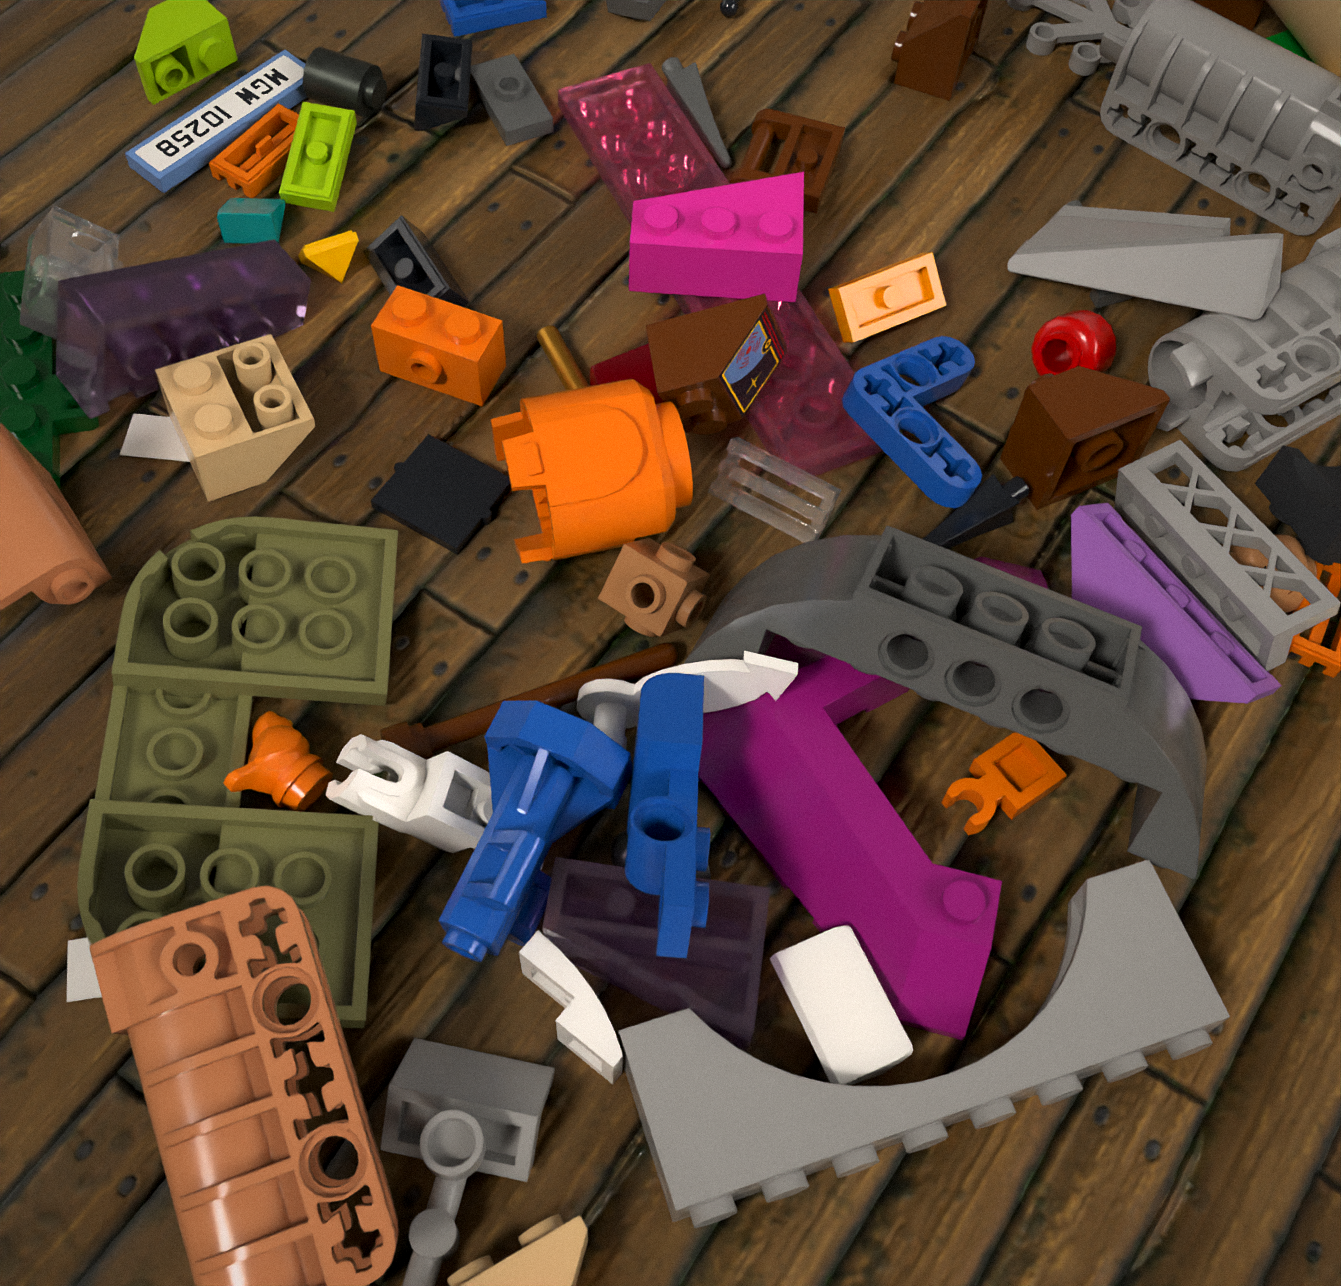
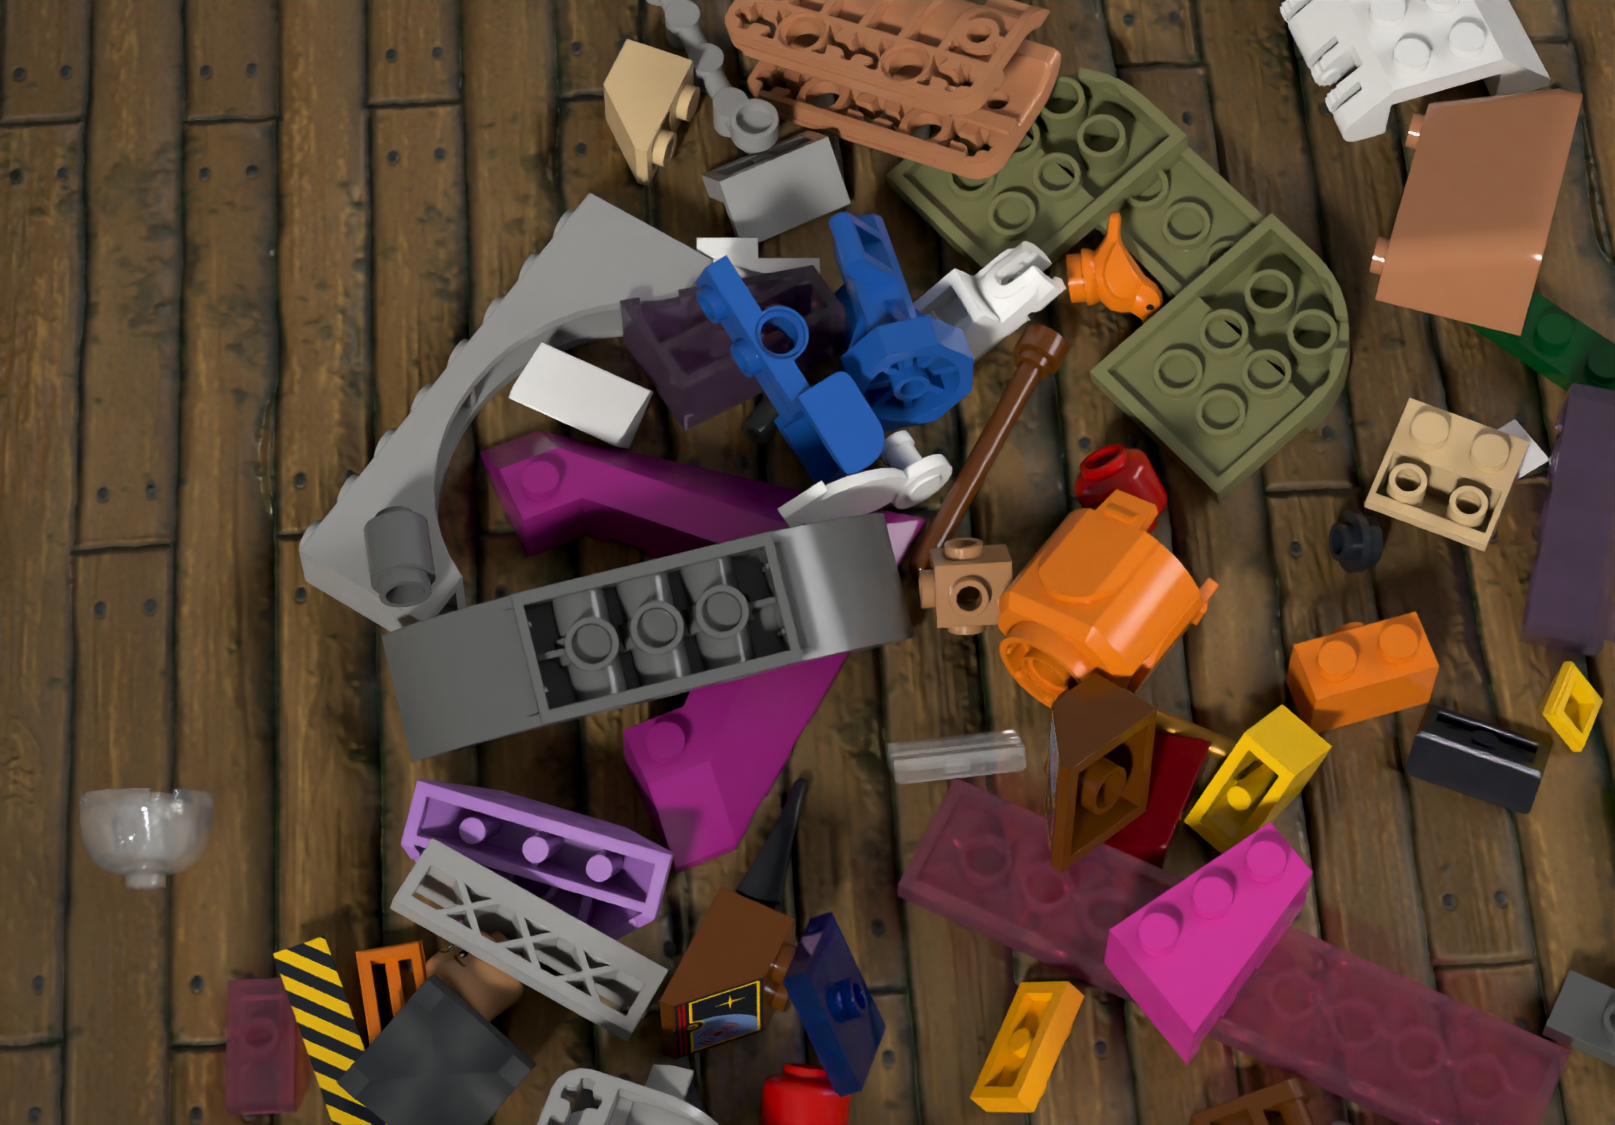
camera: 145 degrees right, 0 degrees up
(338, 434) = (1356, 541): none -> black plate
(442, 494) = (1244, 563): black piece -> none
(471, 573) = (1119, 469): none -> red head
(580, 316) = (1258, 779): none -> yellow slope
(887, 403) = (919, 917): blue beam -> none
(1022, 356) = (834, 1004): none -> clear blue plate
(1152, 910) = (399, 556): none -> dark grey brick

